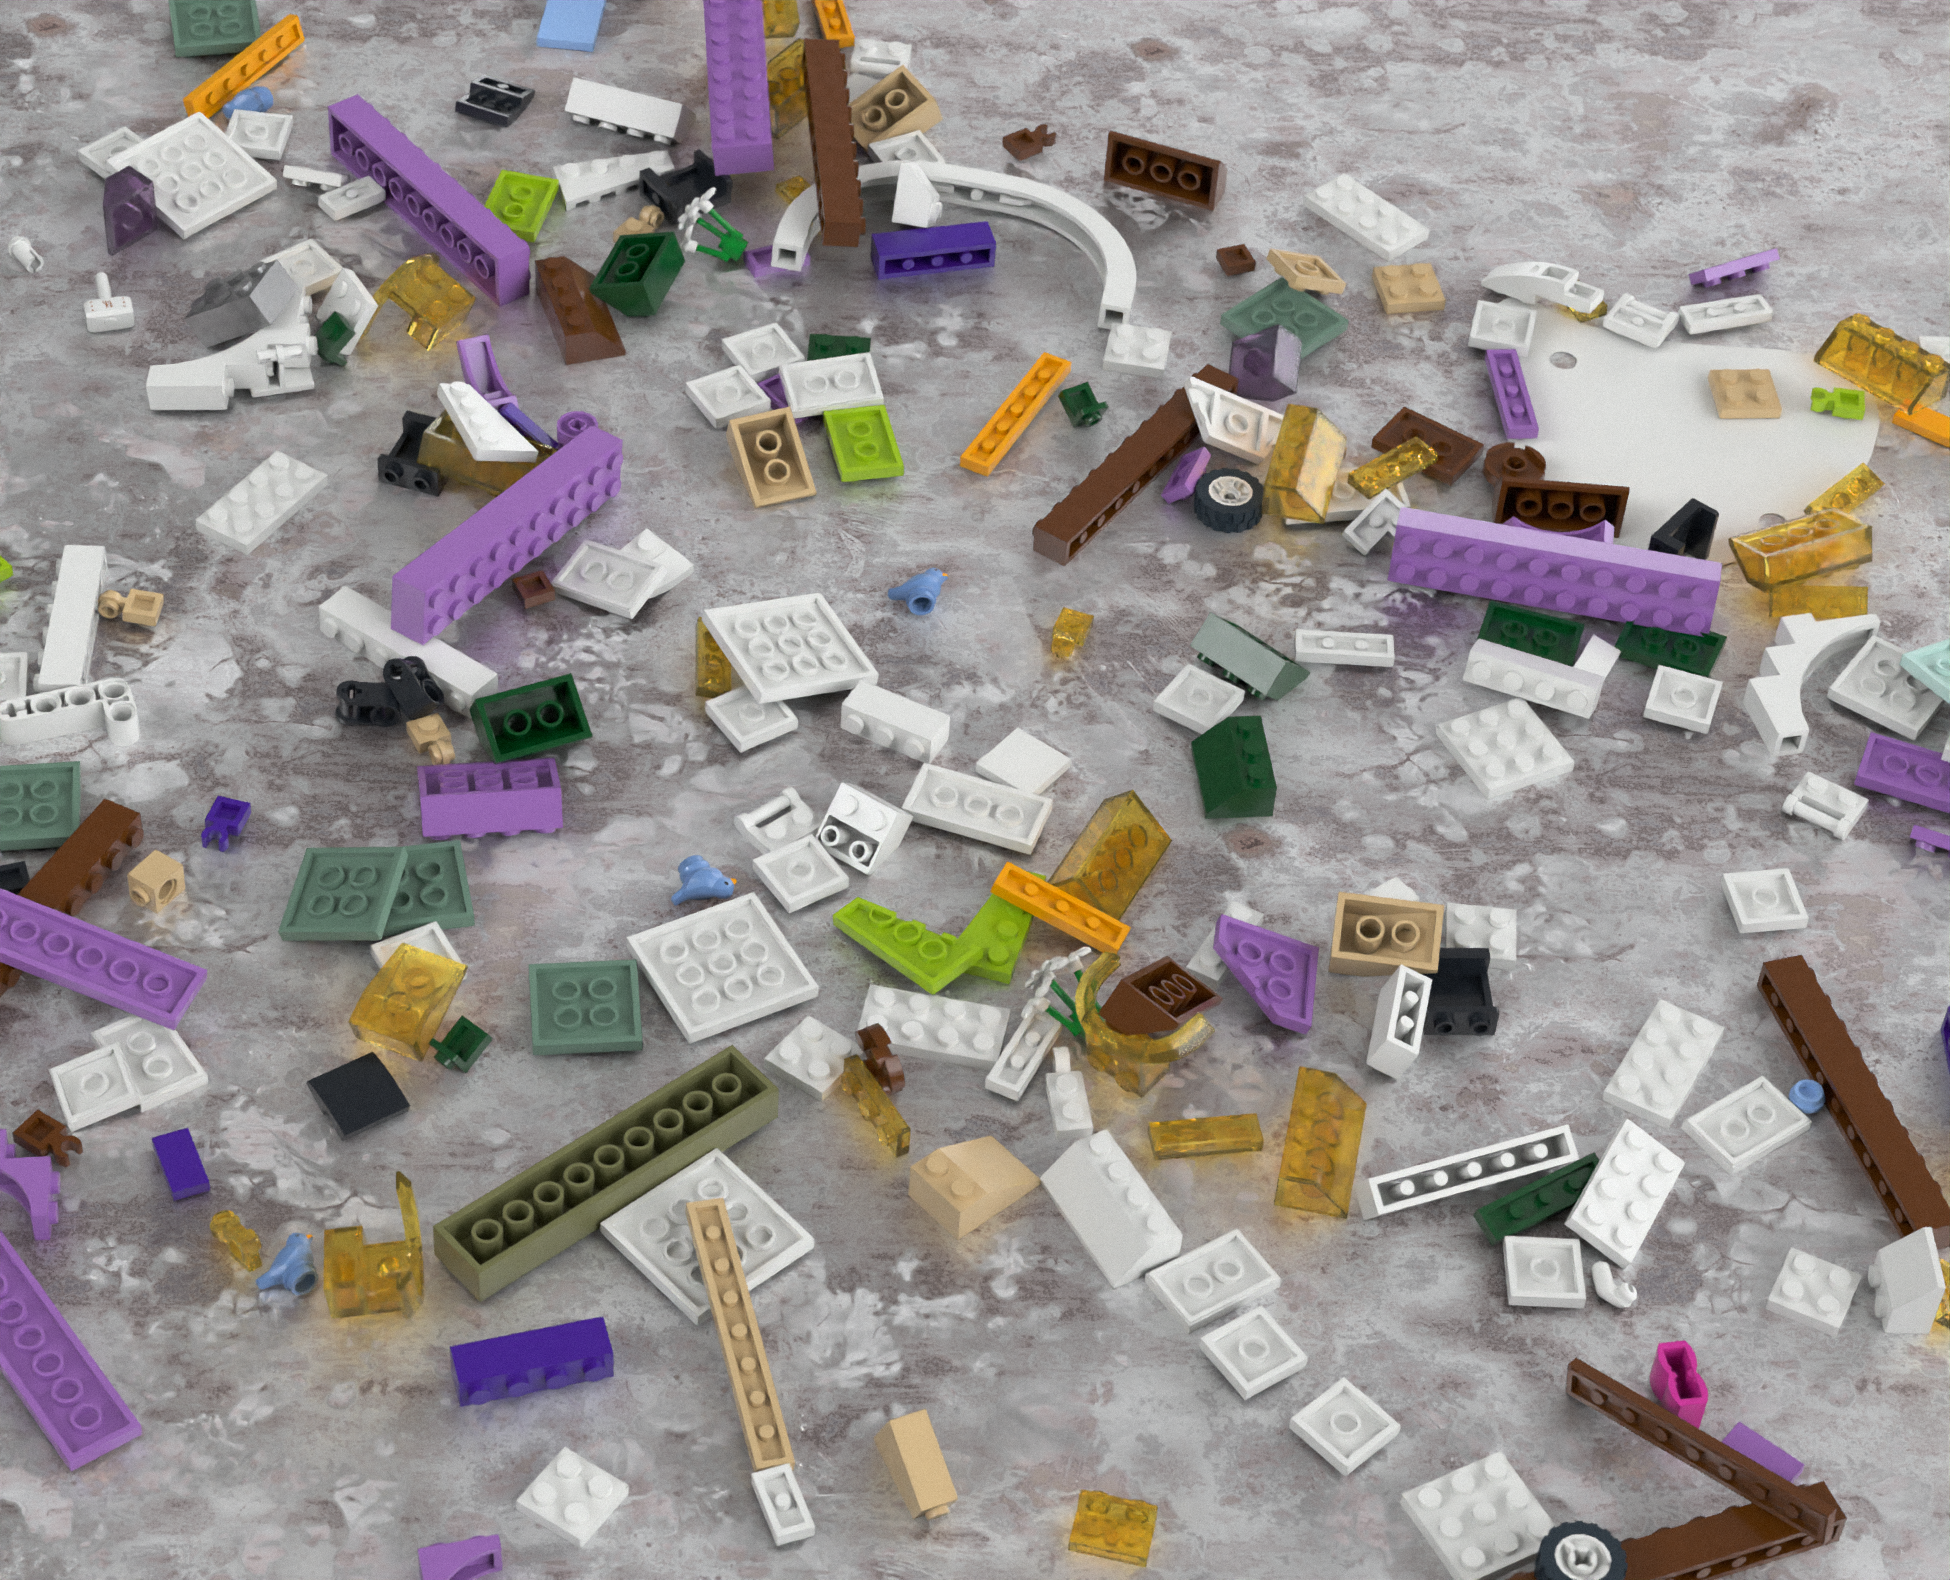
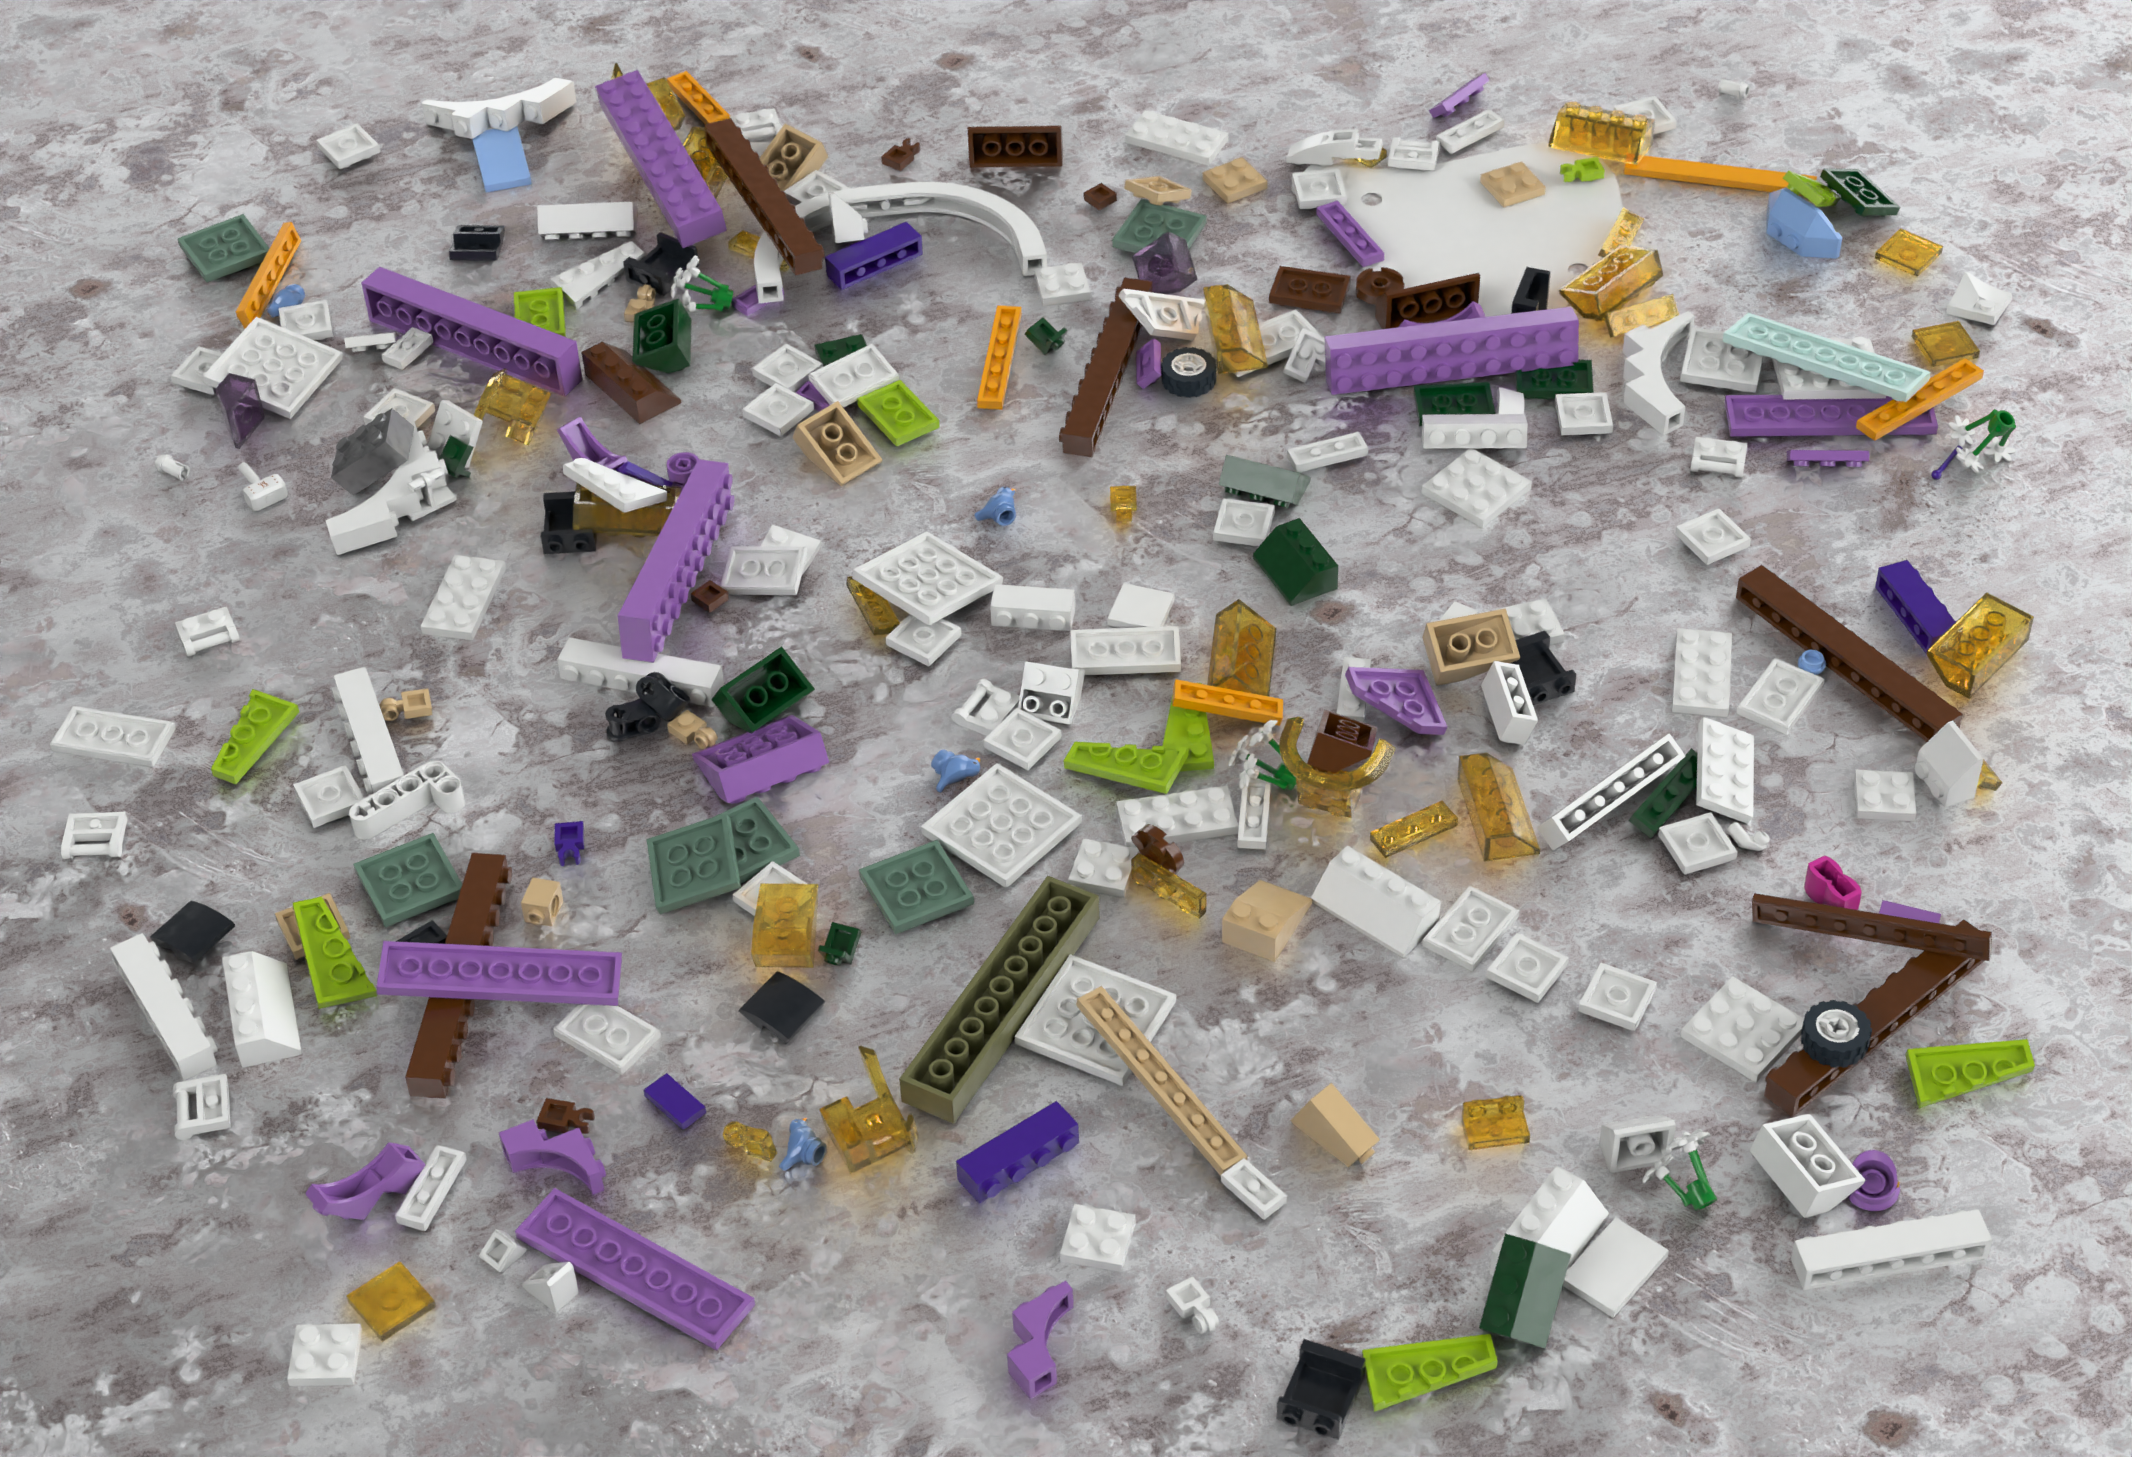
camera: 15 degrees left, 0 degrees up
(94, 1086) = (579, 1066): white tile -> none
(1067, 1098) = (1300, 835): white plate -> none
(1392, 467) = (1297, 312): clear yellow plate -> none

